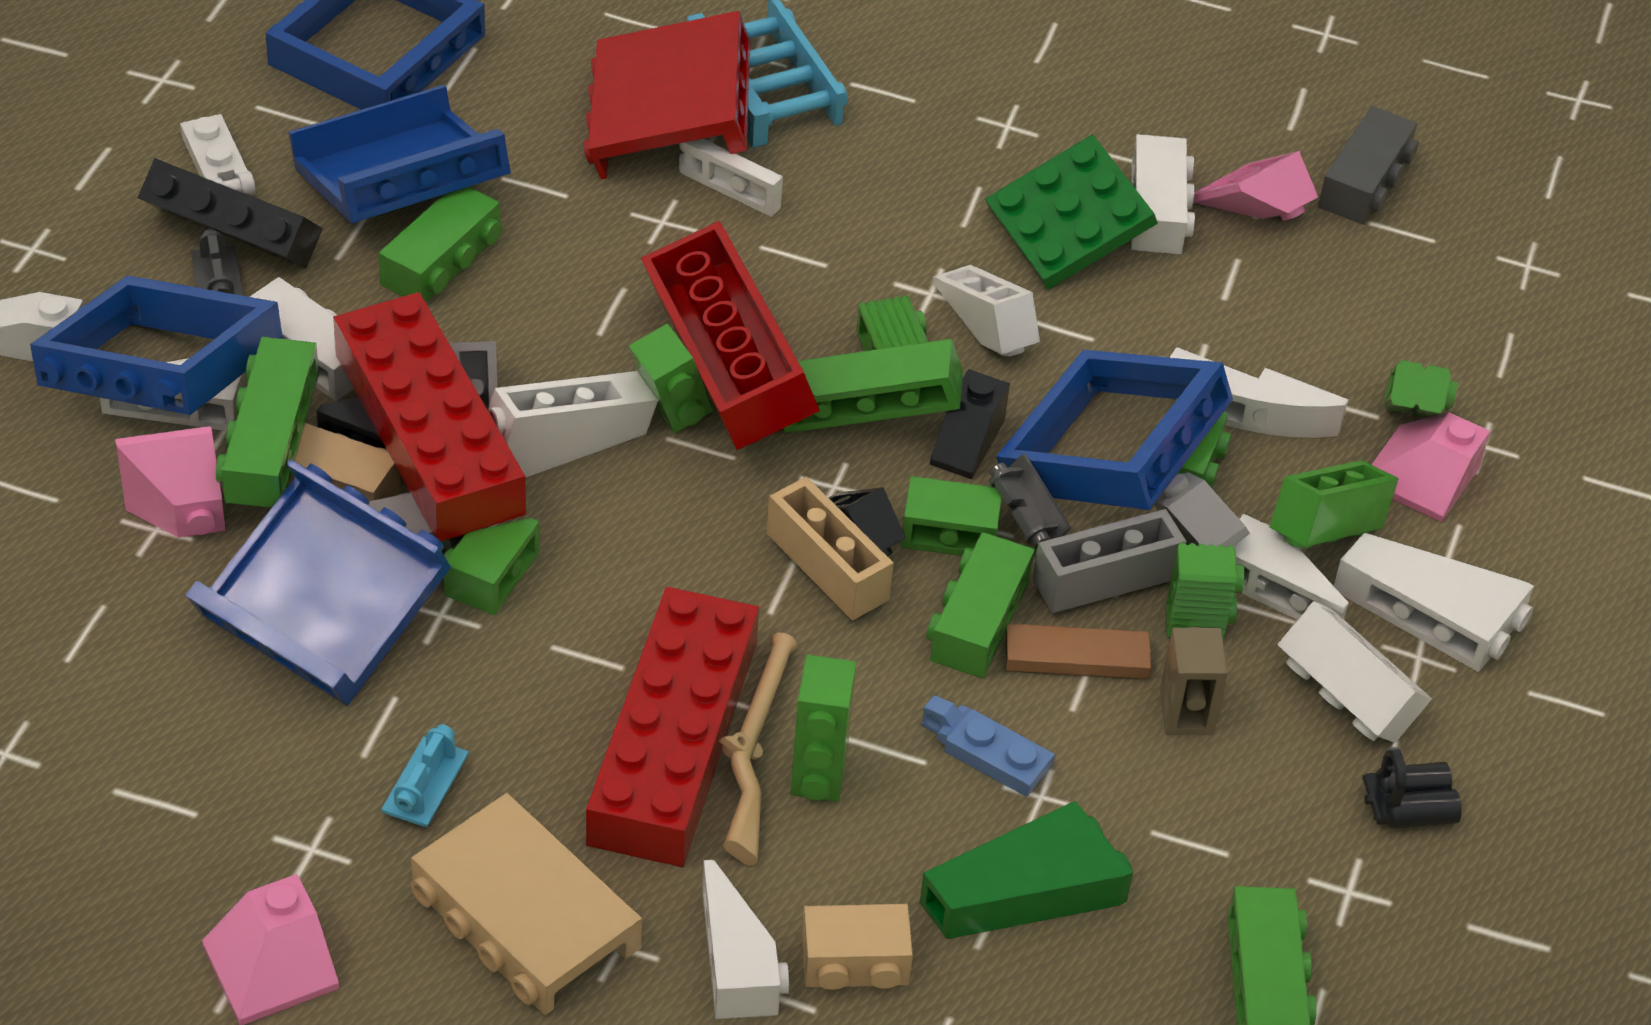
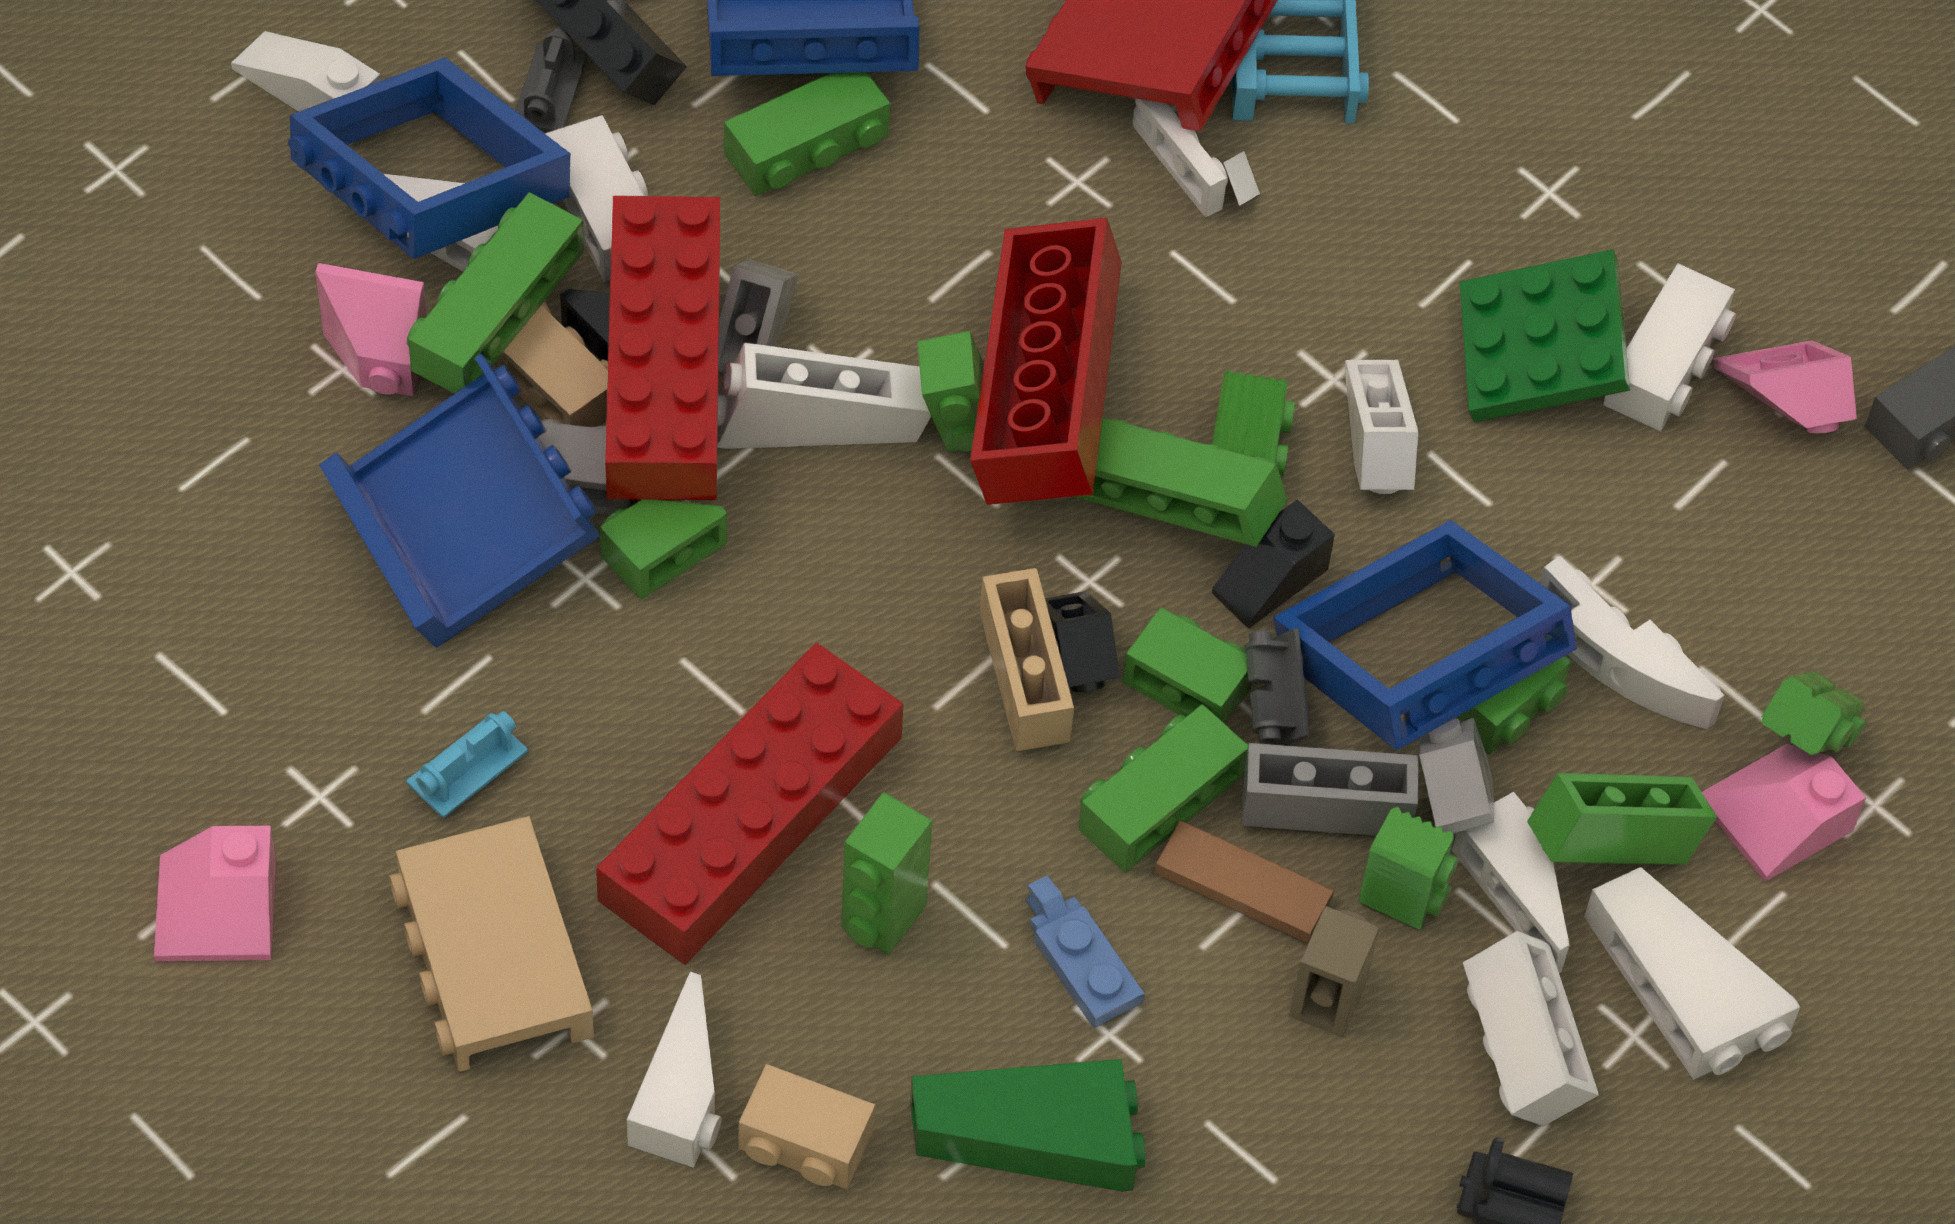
camera: 25 degrees right, 10 degrees up
(743, 834) = (763, 952): tan piece -> none
(787, 181) = (1241, 178): none -> white sticker

